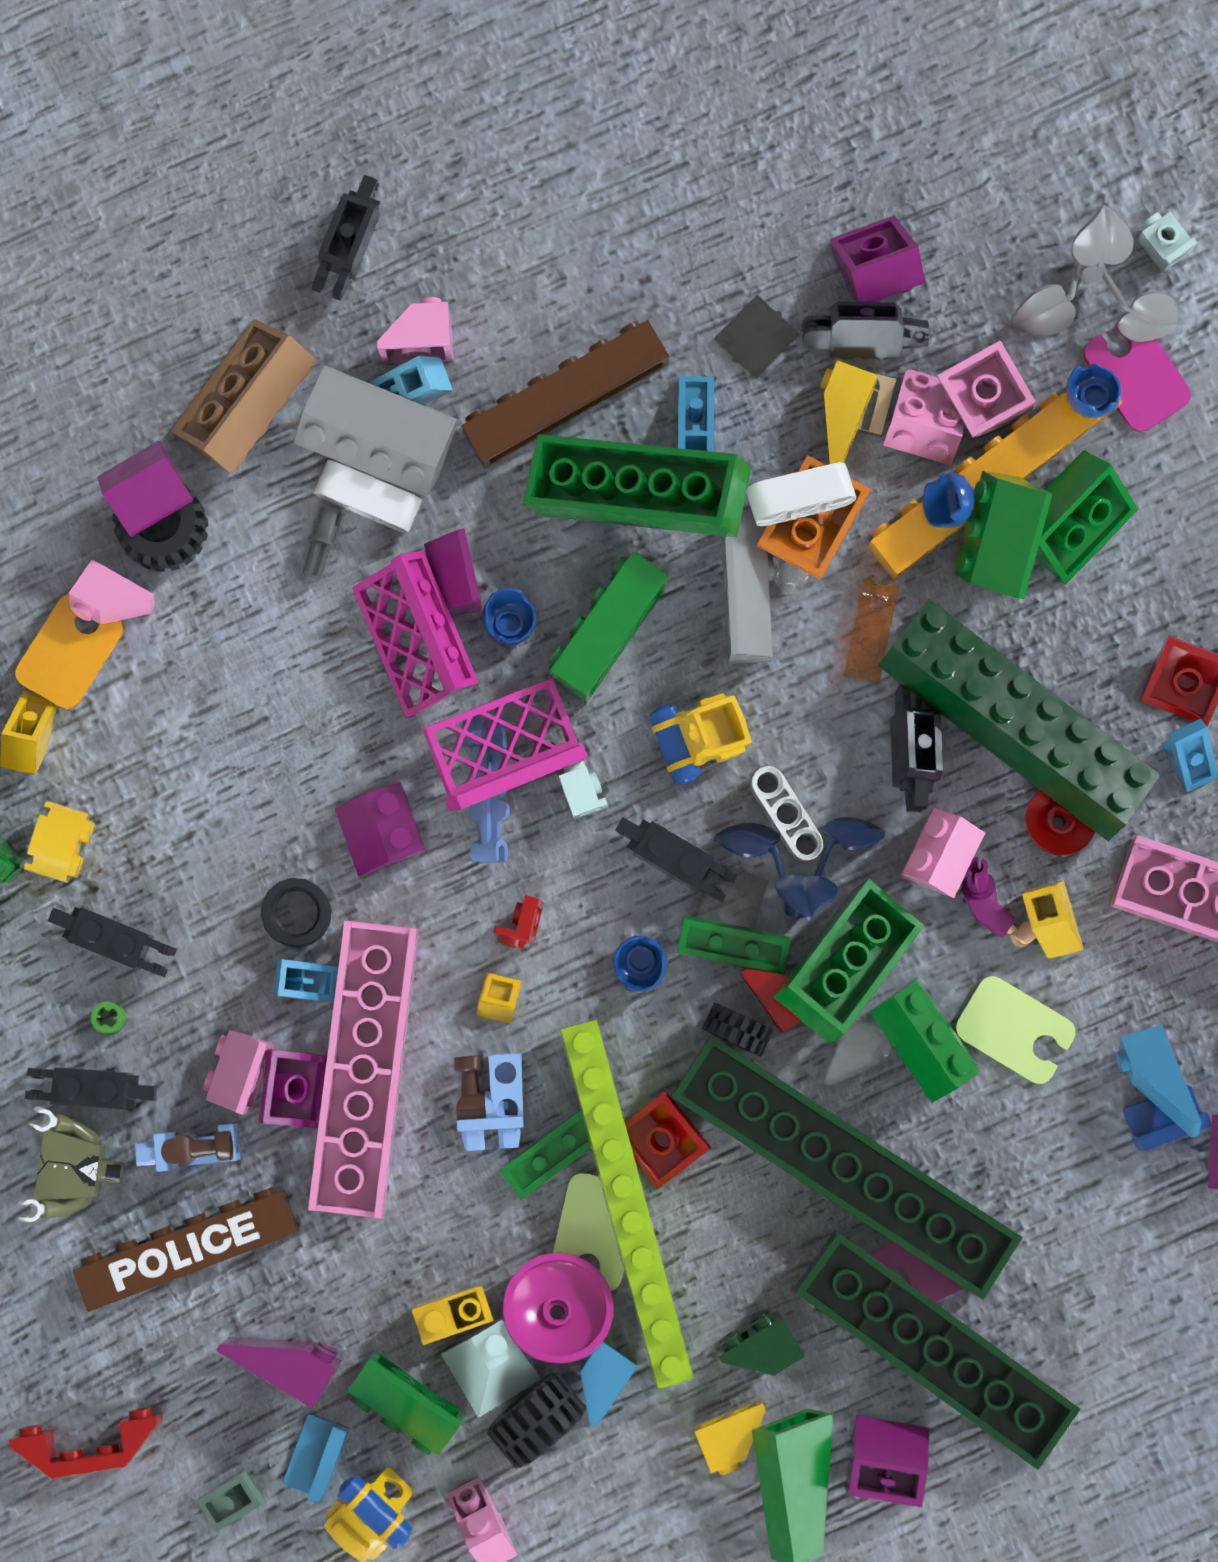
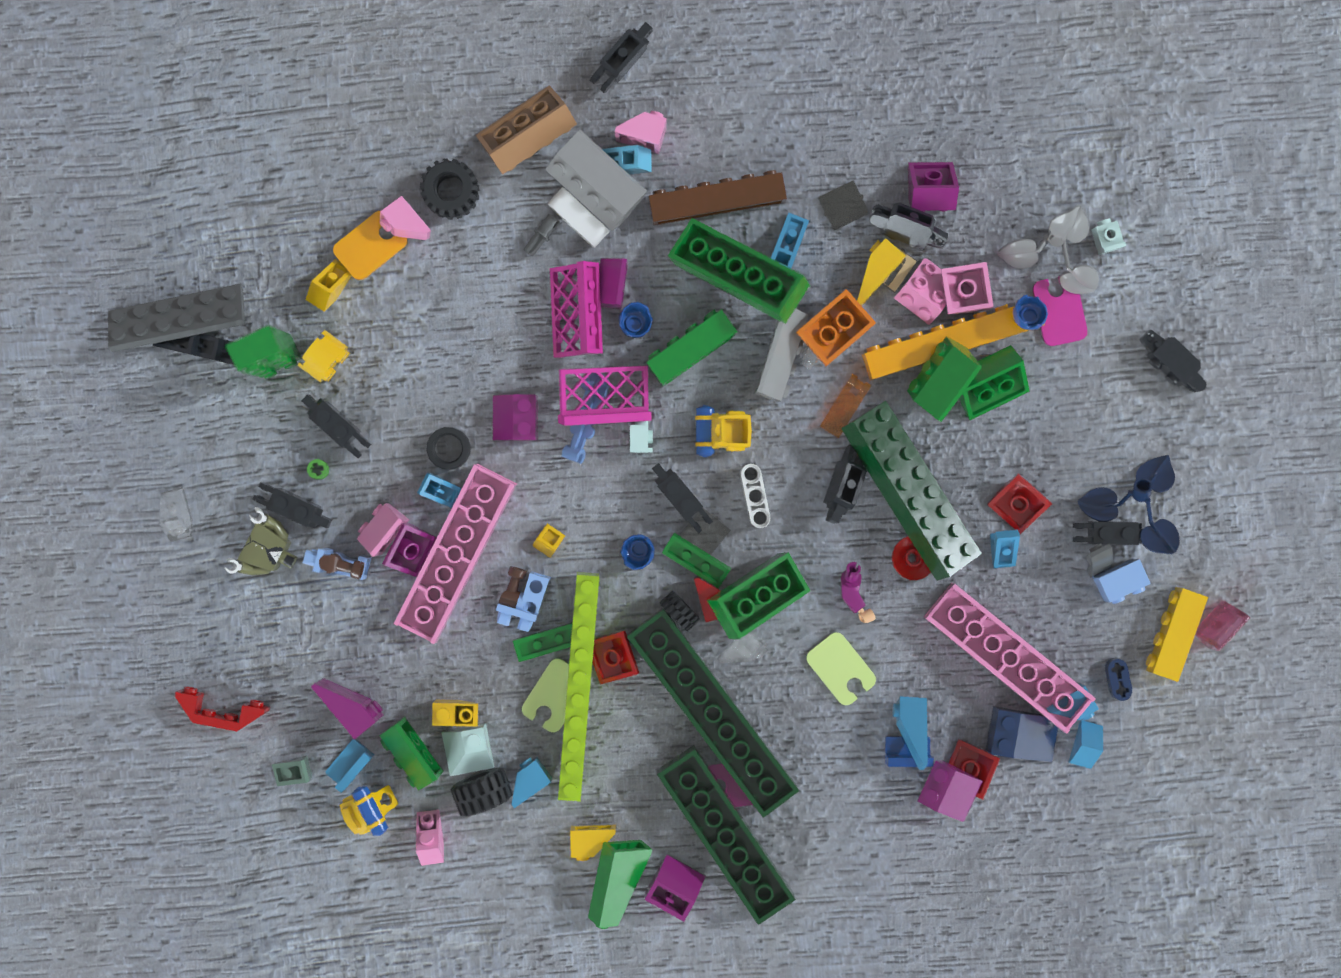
camera: 20 degrees right, 5 degrees up
(144, 489) = (446, 165): magenta slope -> none
(185, 1250) = (315, 619): reddish brown brick -> none
(527, 919) = (580, 500): red bracket -> none
(565, 1284) = (533, 729): dark pink dish -> none
(763, 1348) = (626, 797): dark green slope -> none
(801, 494) = (833, 311): white beam -> none
(801, 893) = (745, 545): dark blue plant -> none
(925, 1040) = (786, 657): green slope -> none
(942, 853) = (837, 552): bright pink slope -> none
(948, 500) = (919, 347): blue hair -> none
(1053, 919) = (887, 613): yellow slope -> none

